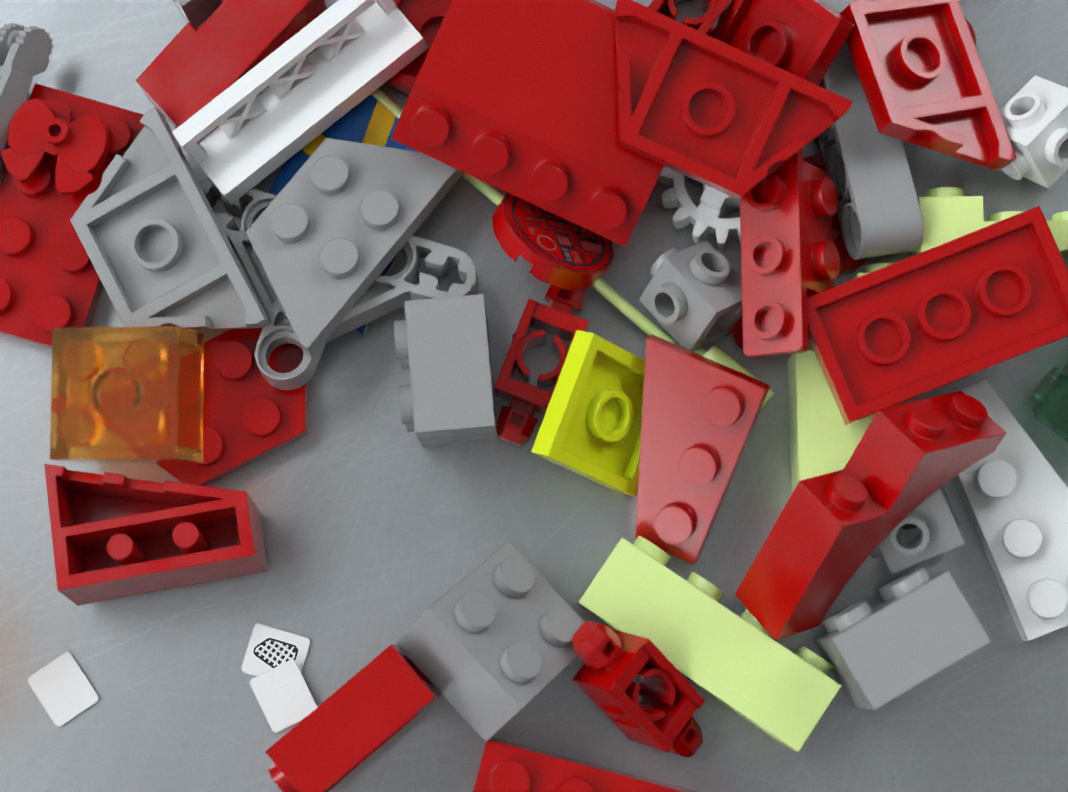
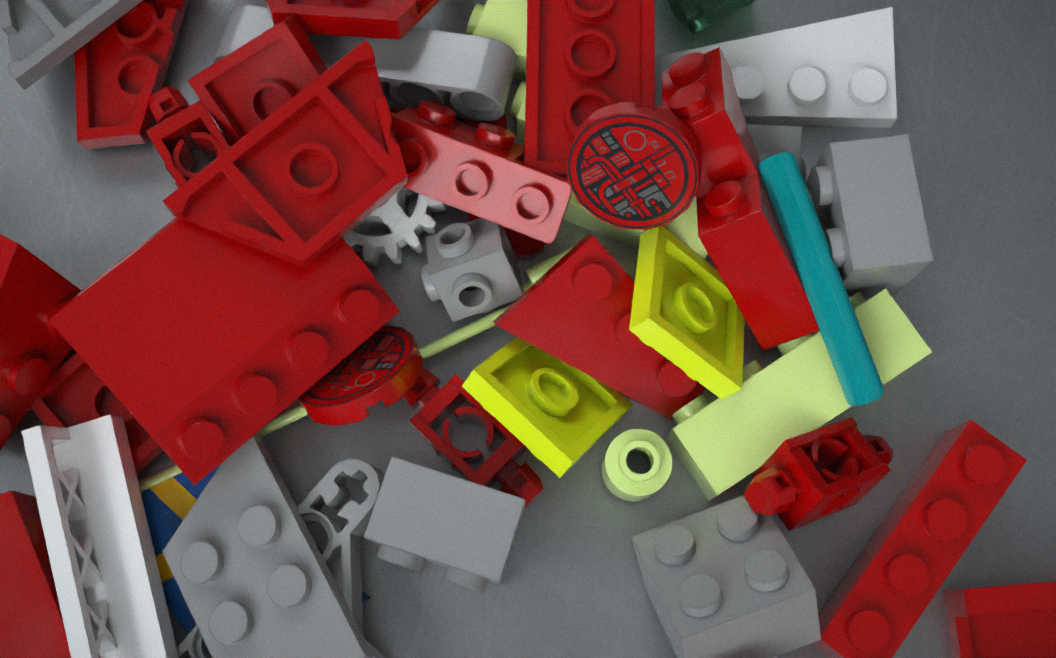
camera: 70 degrees left, 5 degrees down
(573, 540) = (621, 479): none -> yellowish green brick
(731, 505) = (687, 312): none -> neon yellow plate
(816, 614) = (821, 279): none -> teal axle
(841, 396) = (634, 166): none -> red tile

